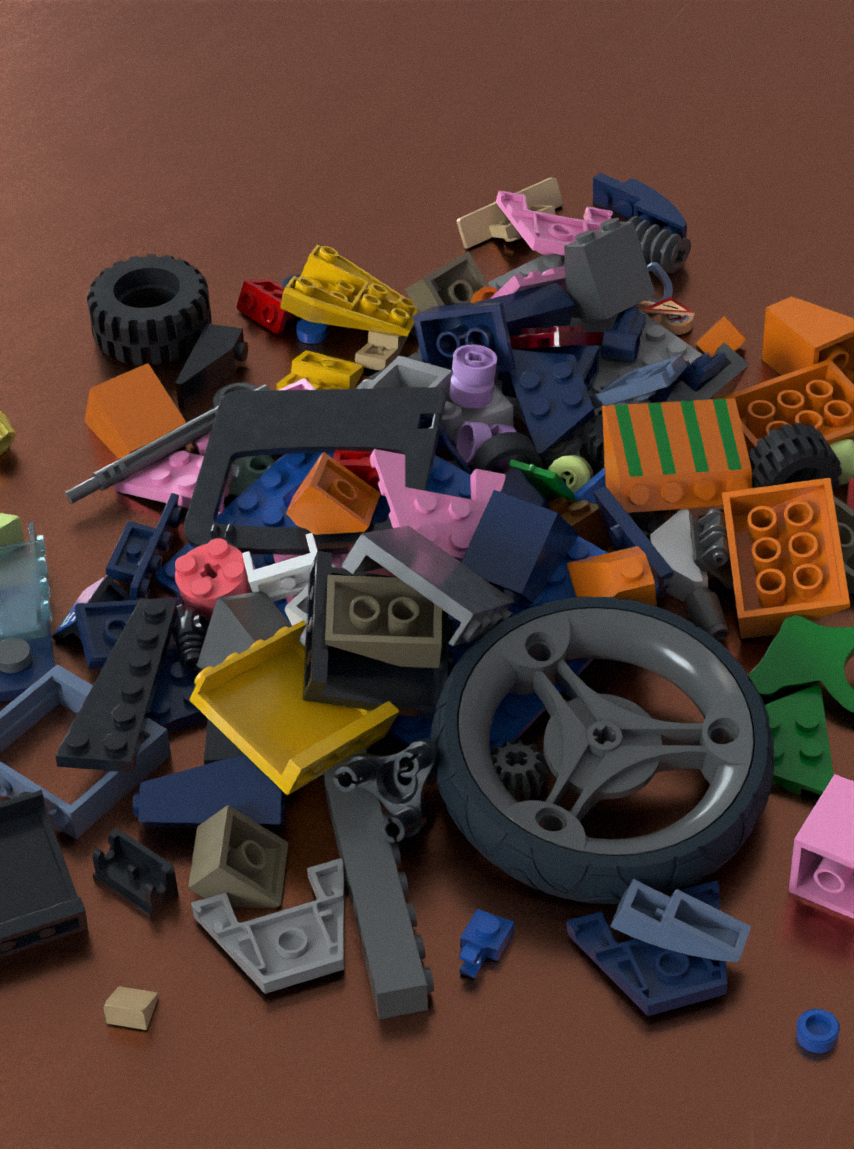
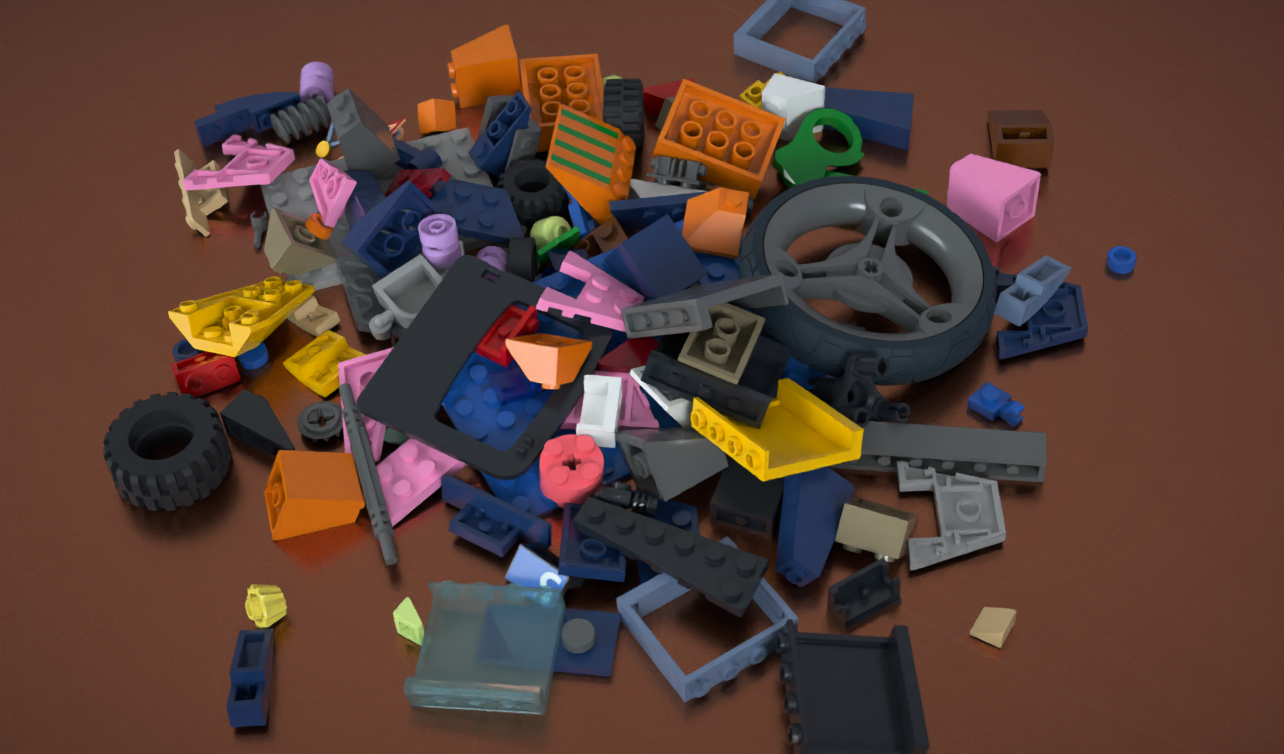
camera: 70 degrees left, 5 degrees up
(495, 270) = (259, 226): none -> dark grey hand
(640, 382) = (503, 149): sand blue wing -> none
(715, 238) = (317, 80): none -> lavender wheel

